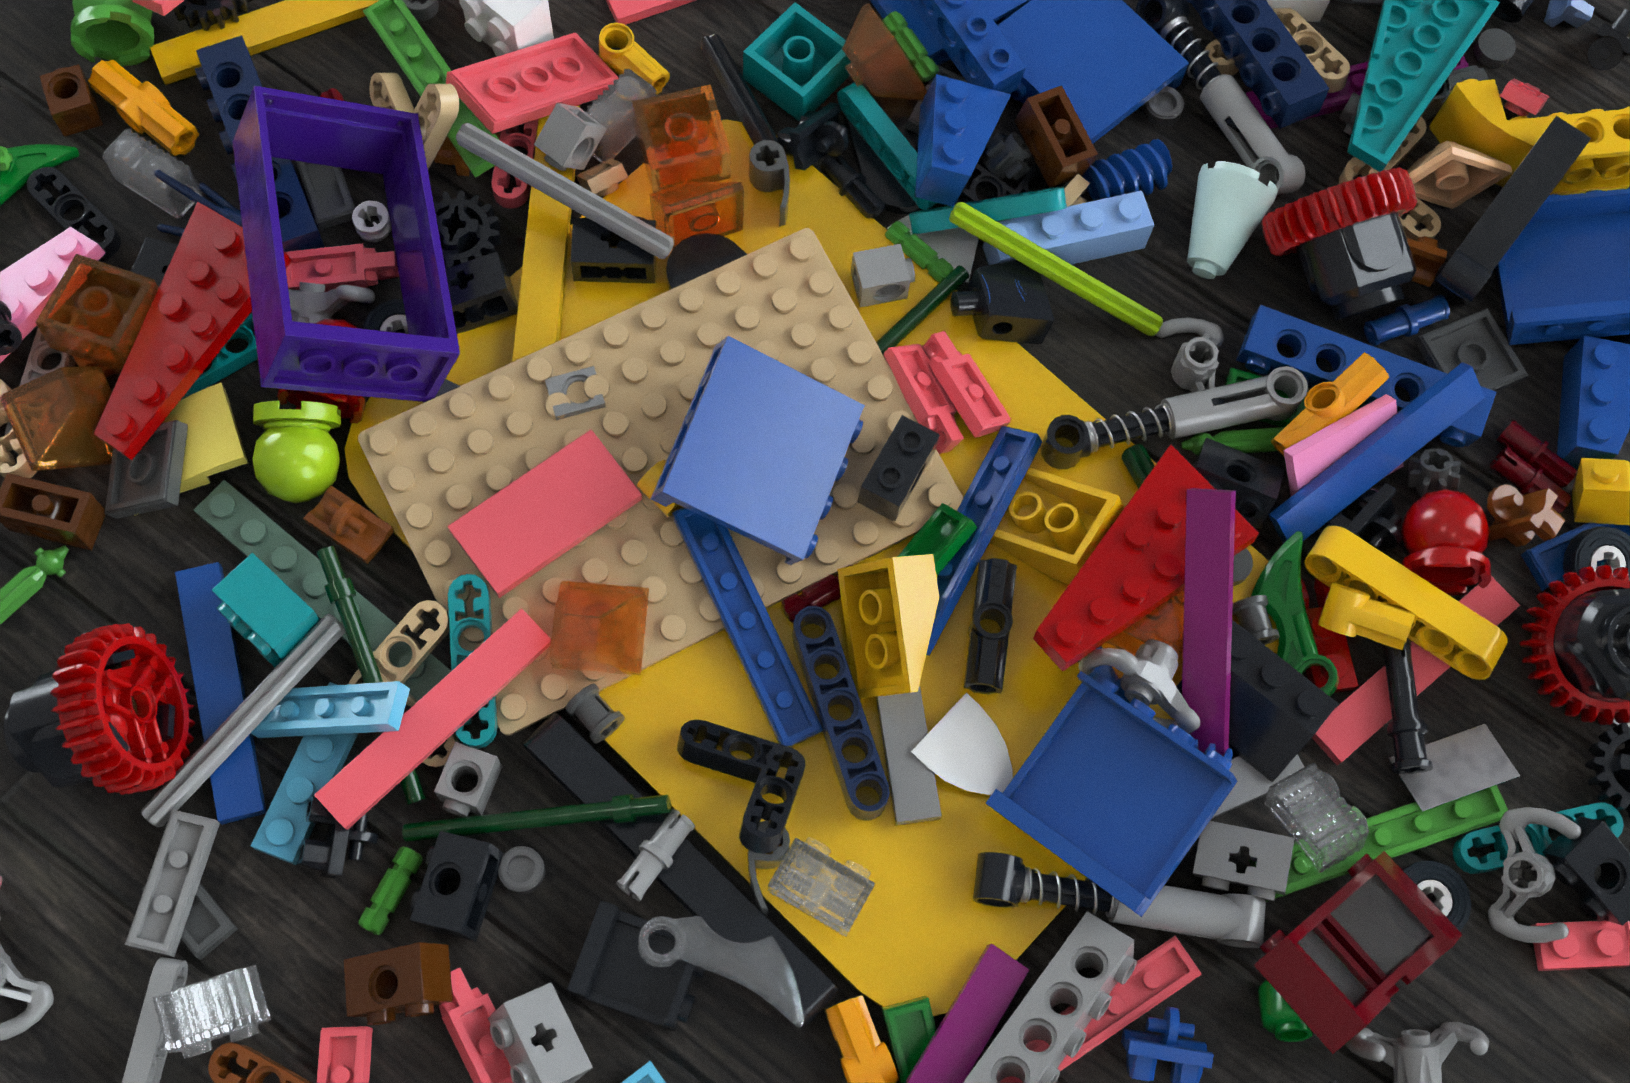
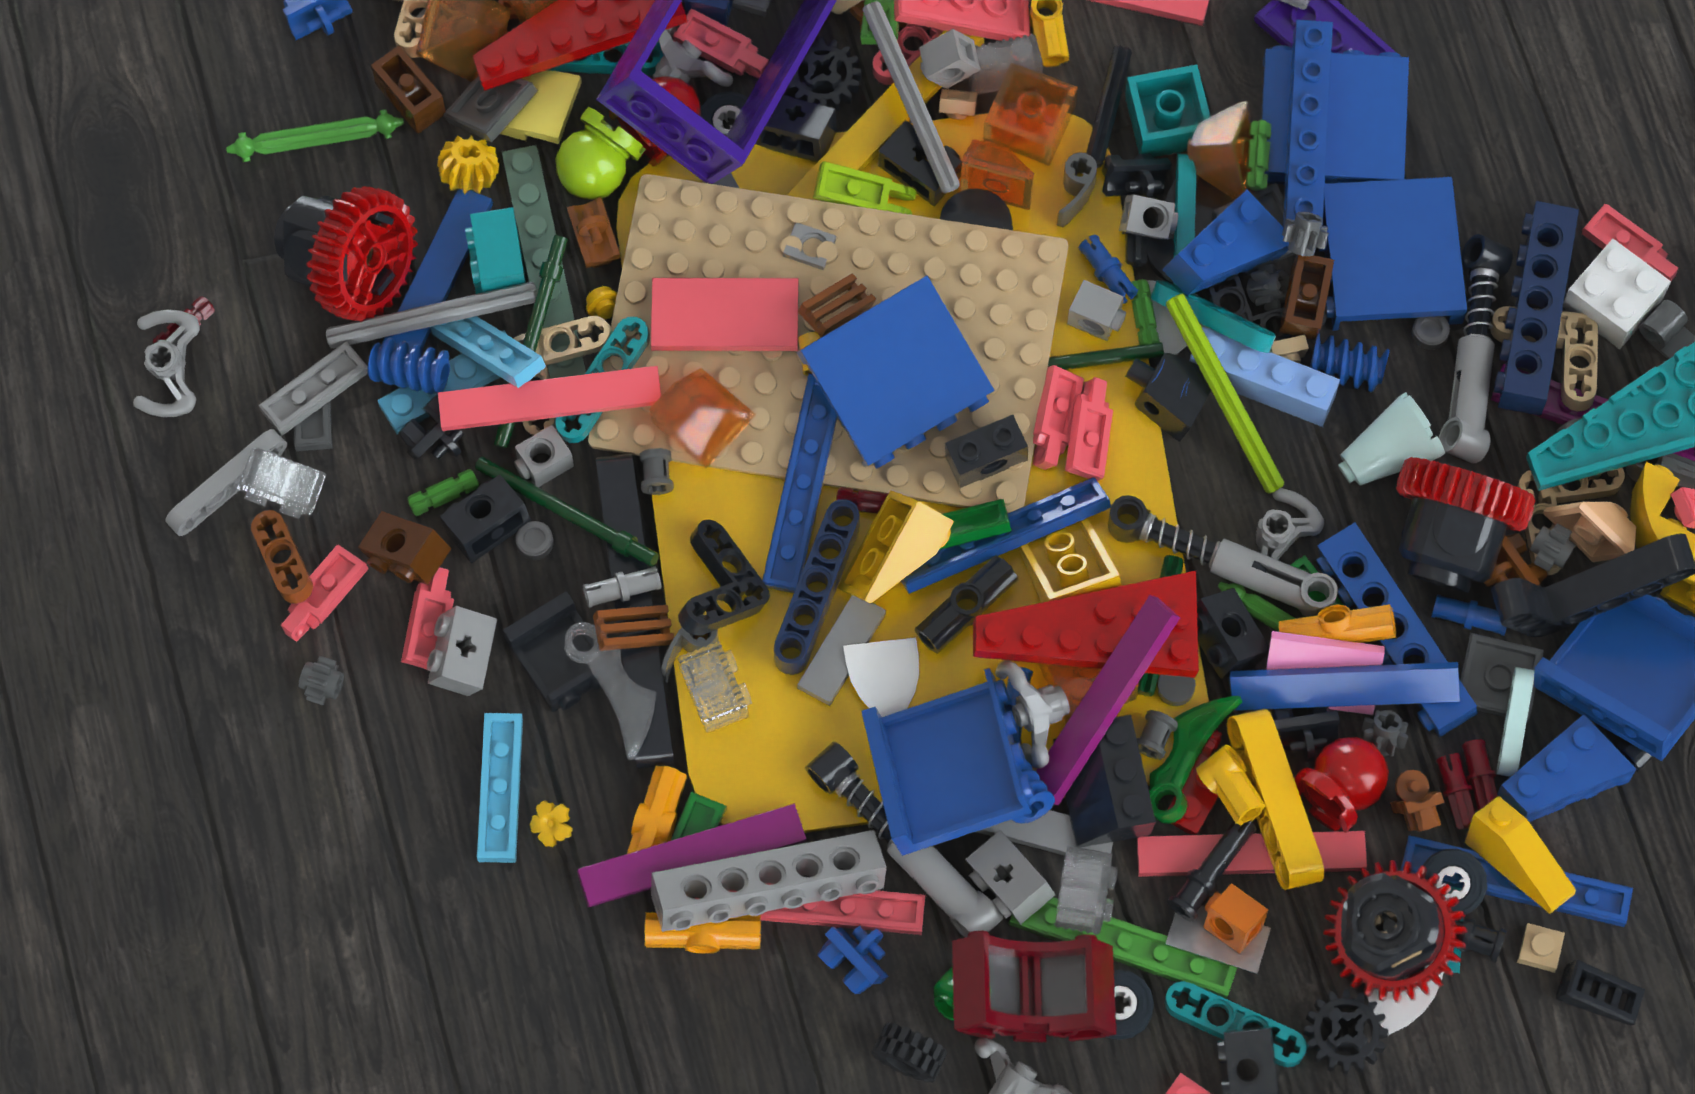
camera: 45 degrees right, 0 degrees up
(168, 544) = (468, 164): none -> yellow gear
(262, 791) = (408, 368): none -> blue piece
(365, 211) = (775, 16): white bush -> none
(409, 587) = (601, 302): none -> yellow plate
(578, 309) = (859, 188): none -> lime hinge
(656, 406) = (854, 291): none -> dark orange tile
(723, 861) = (662, 623): none -> dark orange tile
(849, 167) = (1133, 212): none -> light grey brick
(857, 231) = (1107, 268): none -> blue pin
(1023, 76) = (1305, 233): none -> dark grey gear
(1433, 212) = (1552, 547): none -> dark grey gear
(1462, 739) = (1234, 917): none -> orange brick
(1502, 912) = (1196, 1031): light grey piece -> none
(1529, 384) = (1515, 721): none -> light aqua beam

